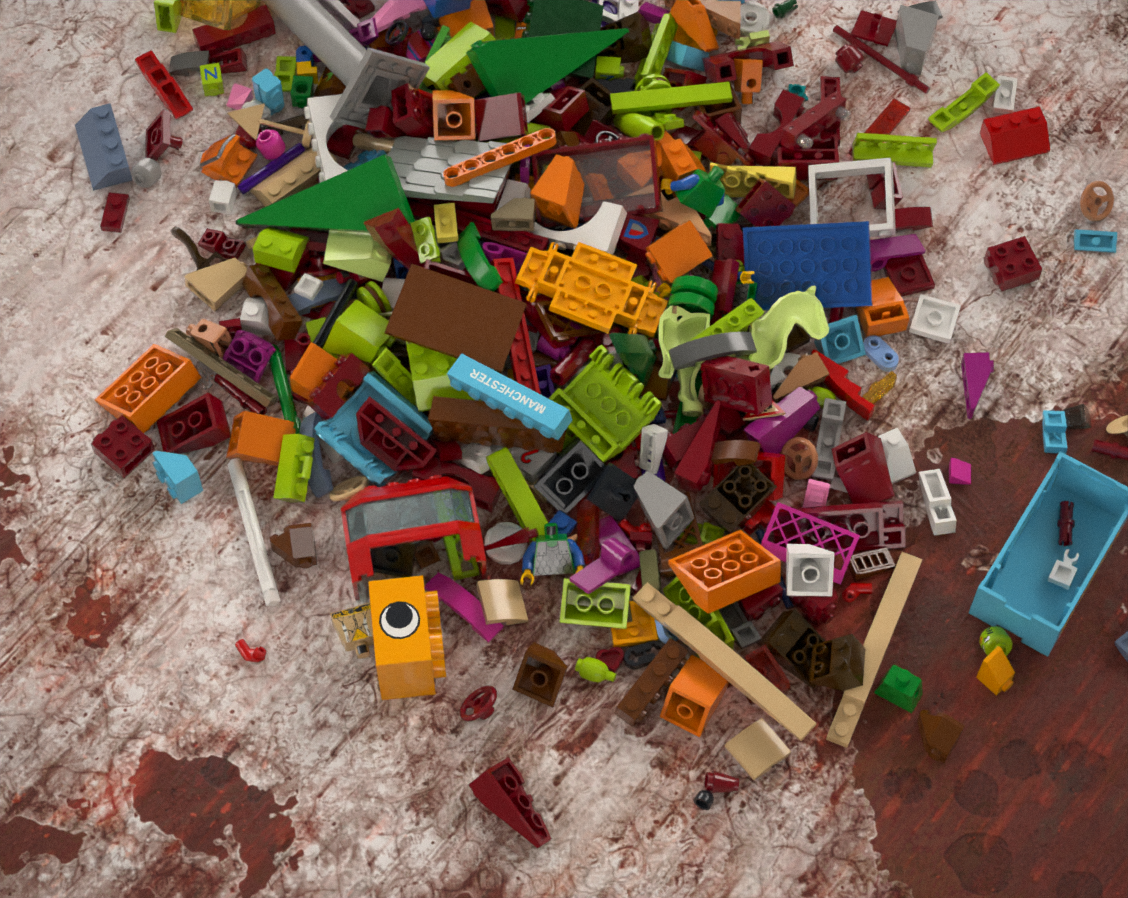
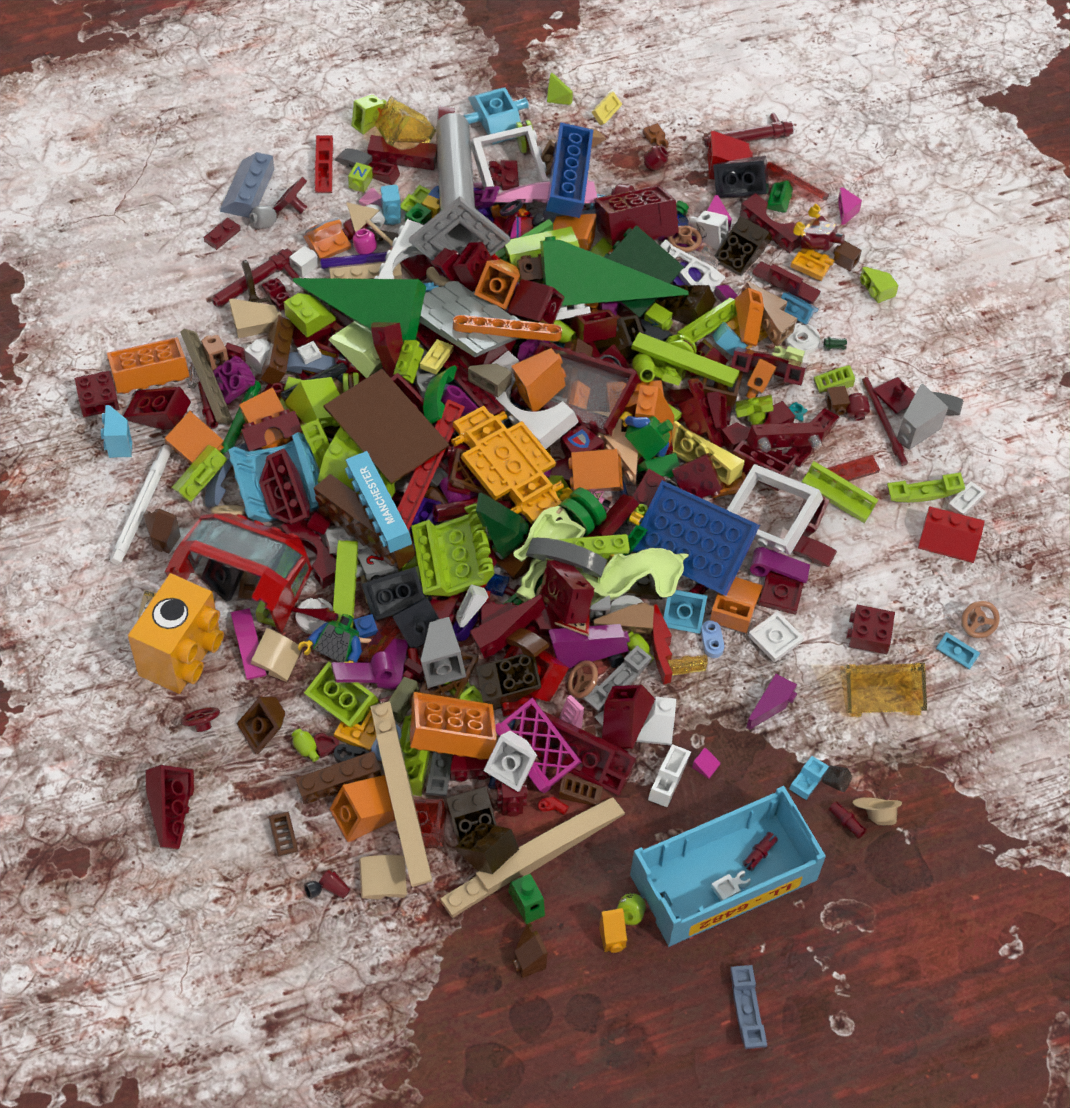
camera: 30 degrees right, 5 degrees down
(195, 215) = (274, 264): none -> dark red cylinder
(248, 654) = (70, 586): red arm -> none
(632, 771) = (285, 816): none -> reddish brown slope
(763, 110) = (755, 409): none -> lime plant
(818, 34) = (841, 373): none -> lime slope
(827, 62) = (837, 400): none -> reddish brown brick
(1062, 311) = (884, 688): none -> clear yellow windscreen

